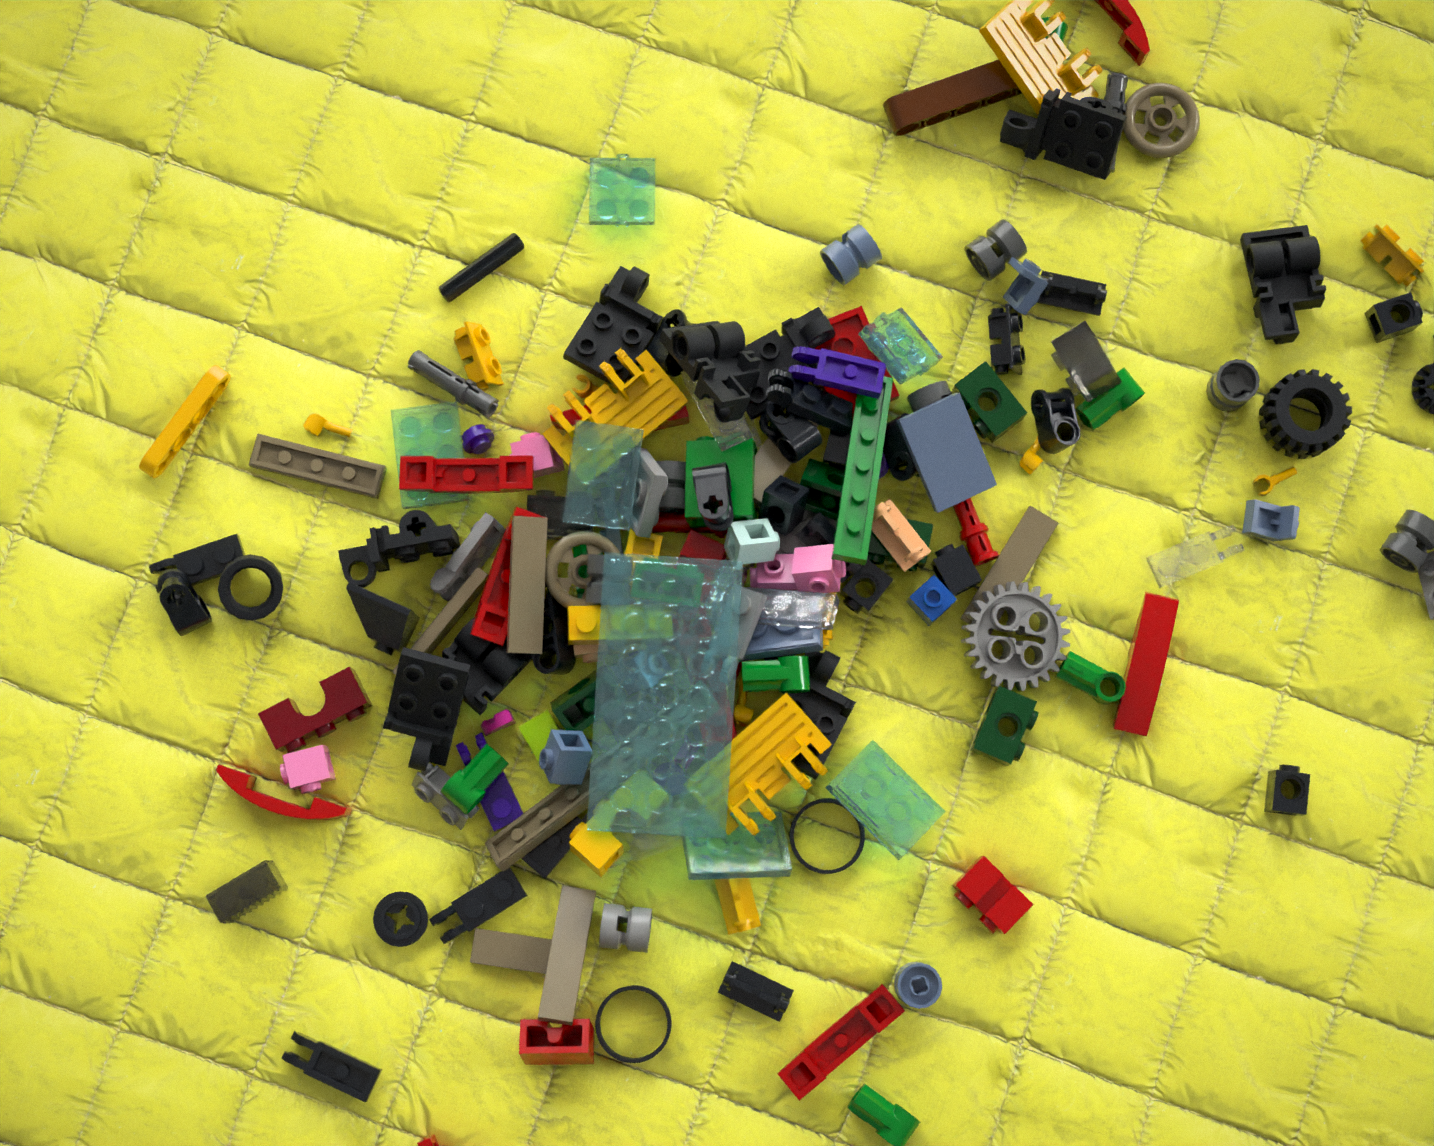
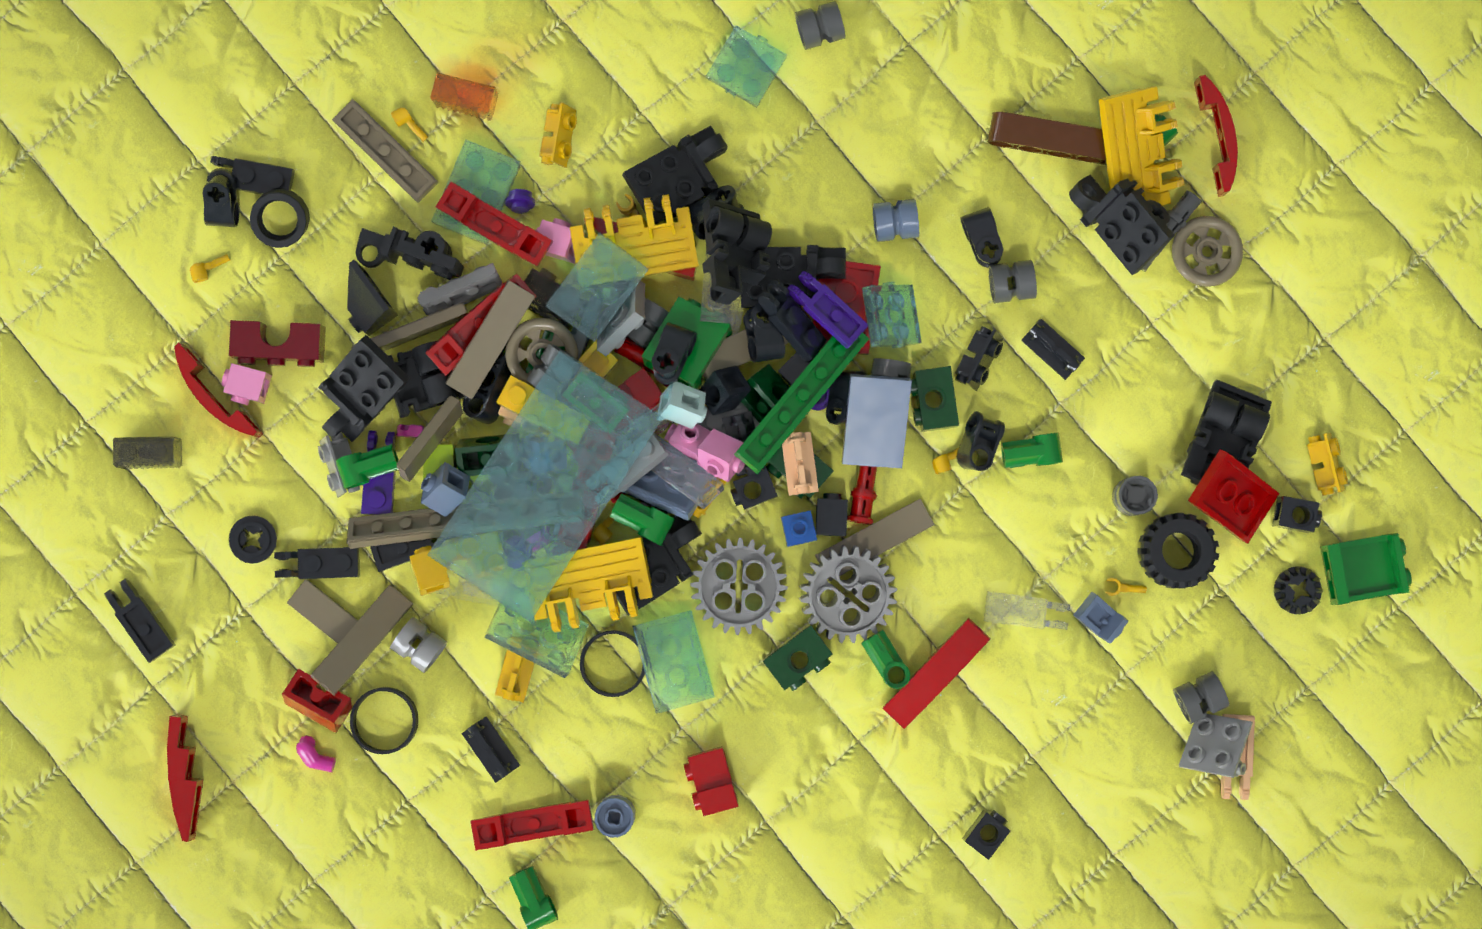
camera: 30 degrees right, 5 degrees up
(185, 421) = (301, 57): yellow beam -> none
(198, 684) = (199, 270): none -> yellow hand
(366, 369) = (464, 96): none -> clear orange brick
(463, 390) = (530, 156): dark grey pin -> none
(481, 267) = (601, 64): black axle -> none
(522, 716) = (429, 438): none -> dark tan tile
(581, 1103) = (310, 756): none -> dark pink arm
(673, 111) = (820, 25): none -> dark grey wheel
(933, 675) = (711, 585): none -> light grey gear
(939, 220) = (981, 232): none -> black piece
(1026, 287) = (1018, 325): sand blue bracket -> none
(1085, 361) = (1028, 411): clear smoke brick -> none
(1327, 331) = (1233, 496): none -> red plate

